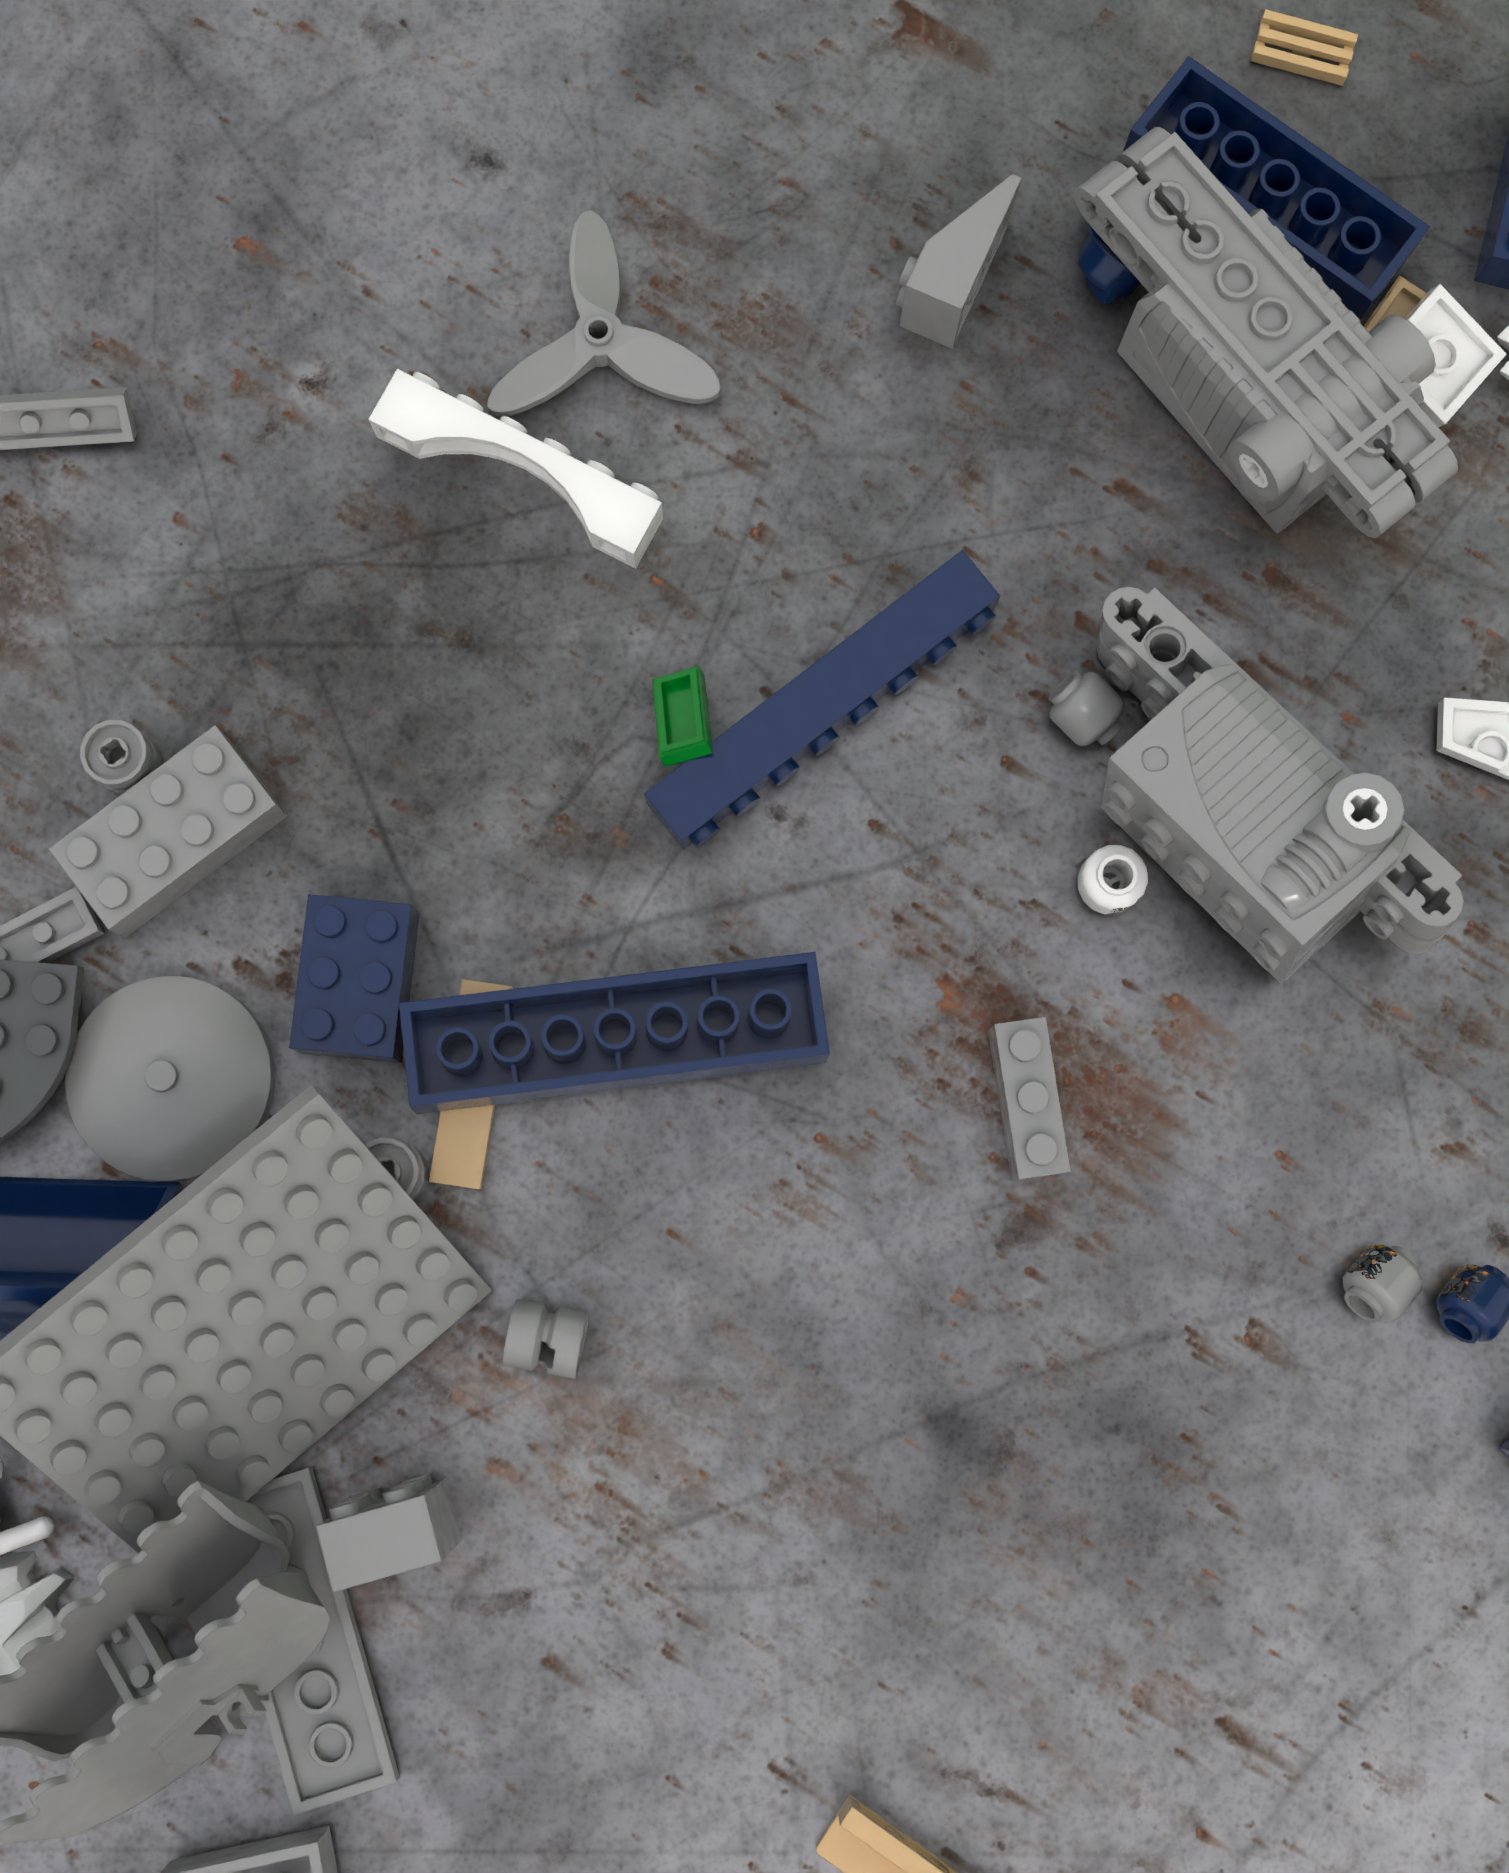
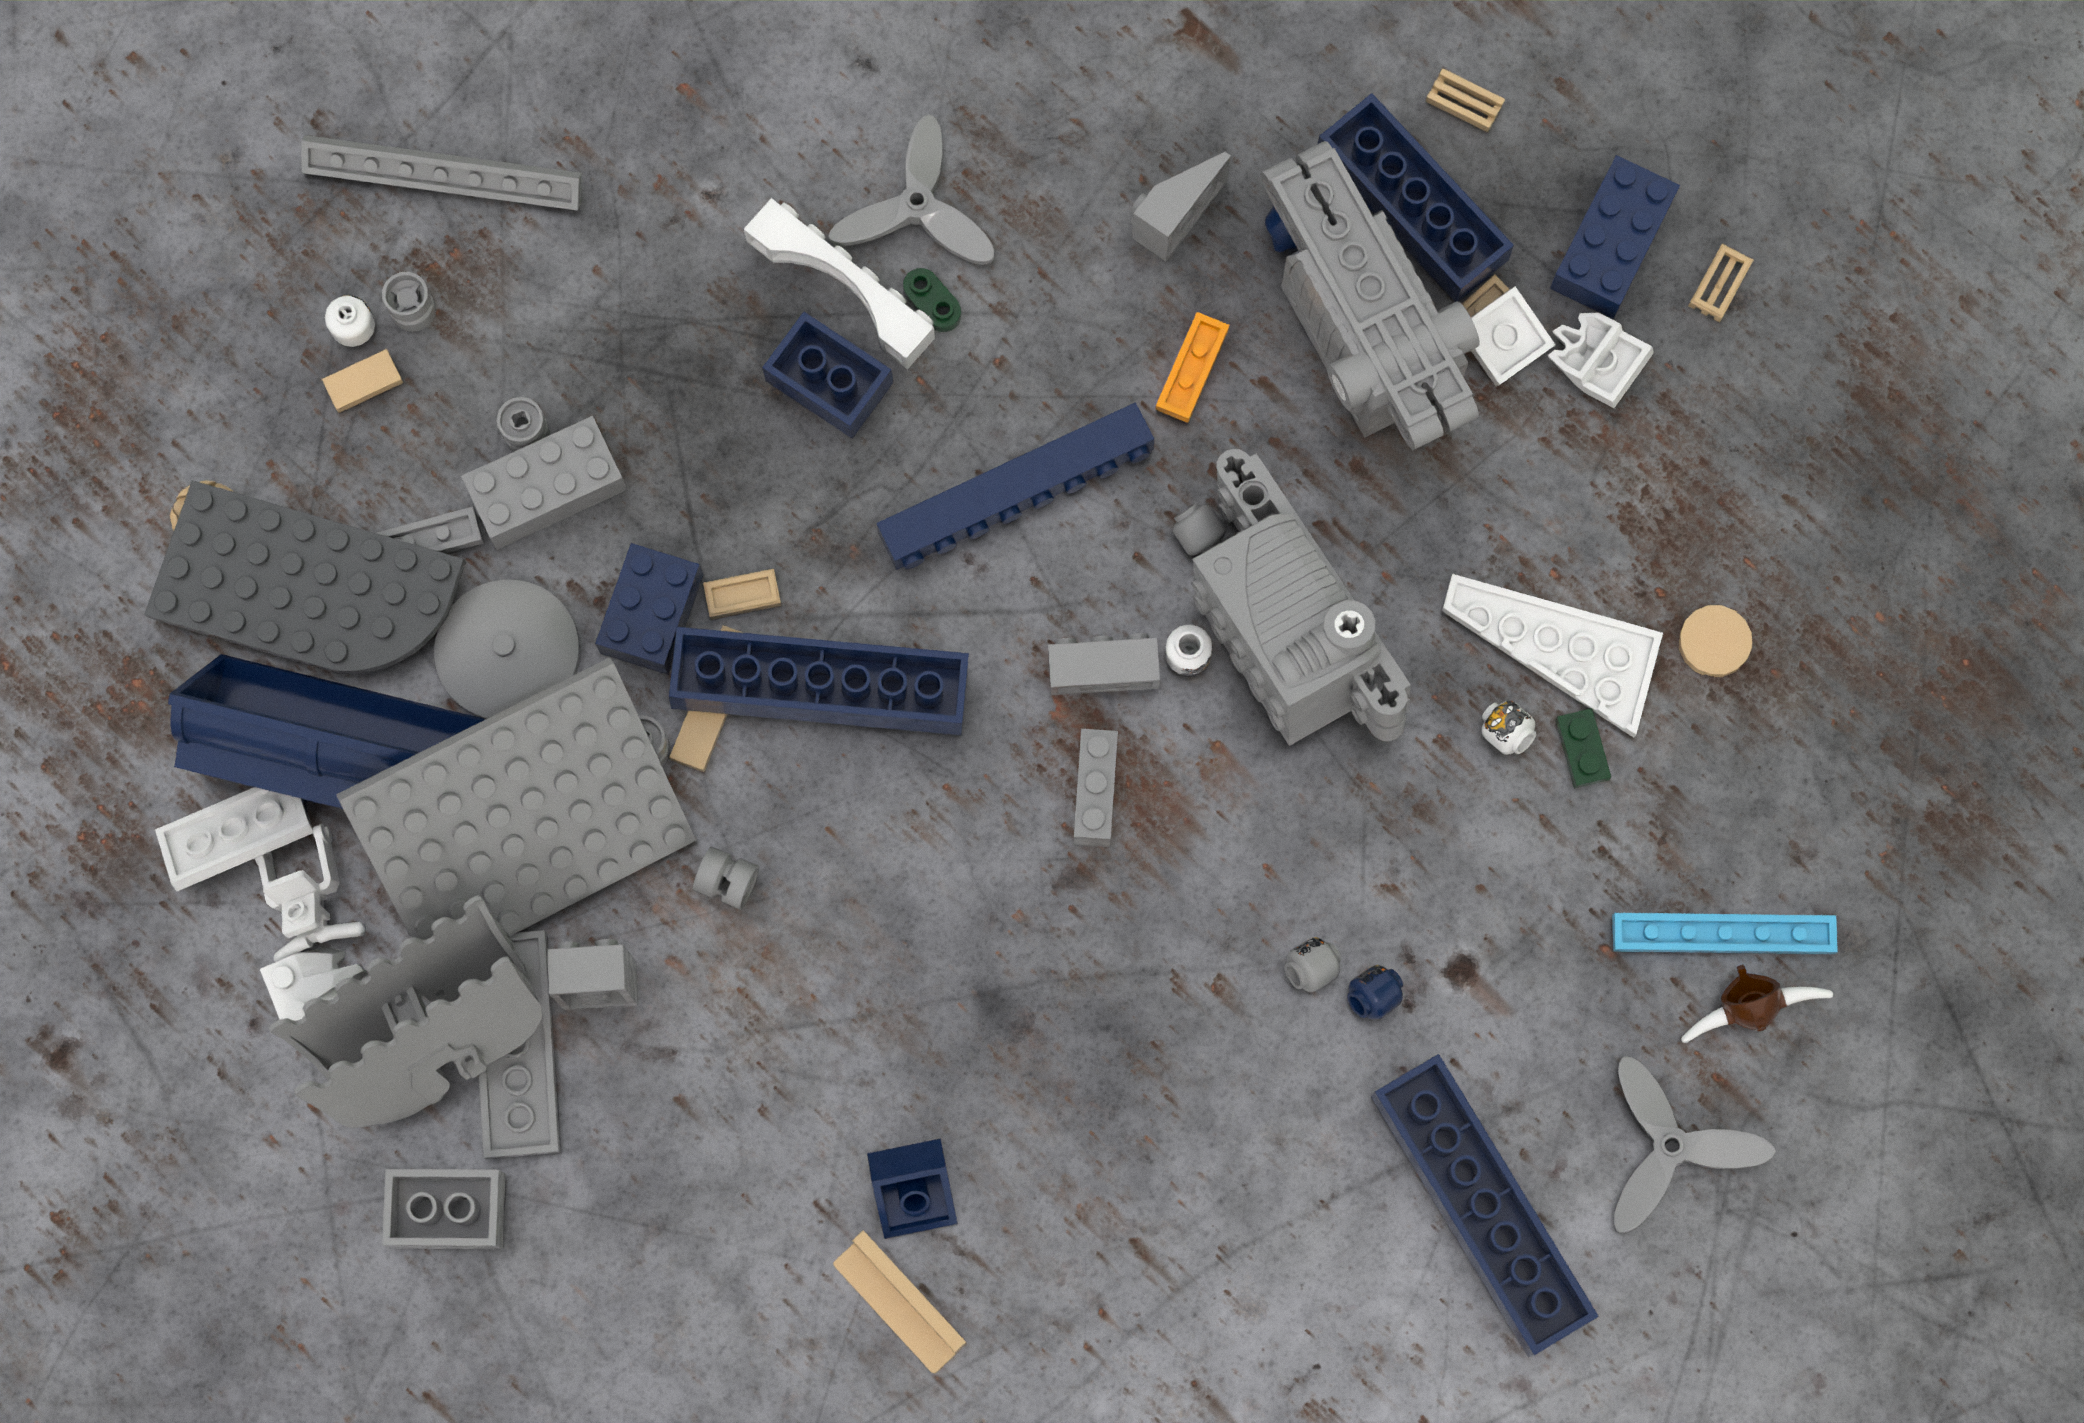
camera: 15 degrees right, 5 degrees down
(478, 929) = (742, 594): none -> tan tile
(529, 598) = (828, 375): none -> dark blue brick
(648, 463) = (931, 298): none -> dark green plate
(682, 716) = (915, 476): green tile -> none
(902, 1721) = (912, 1188): none -> dark blue slope
(999, 923) = (1103, 664): none -> light grey brick
(1024, 485) = (1192, 367): none -> light orange plate

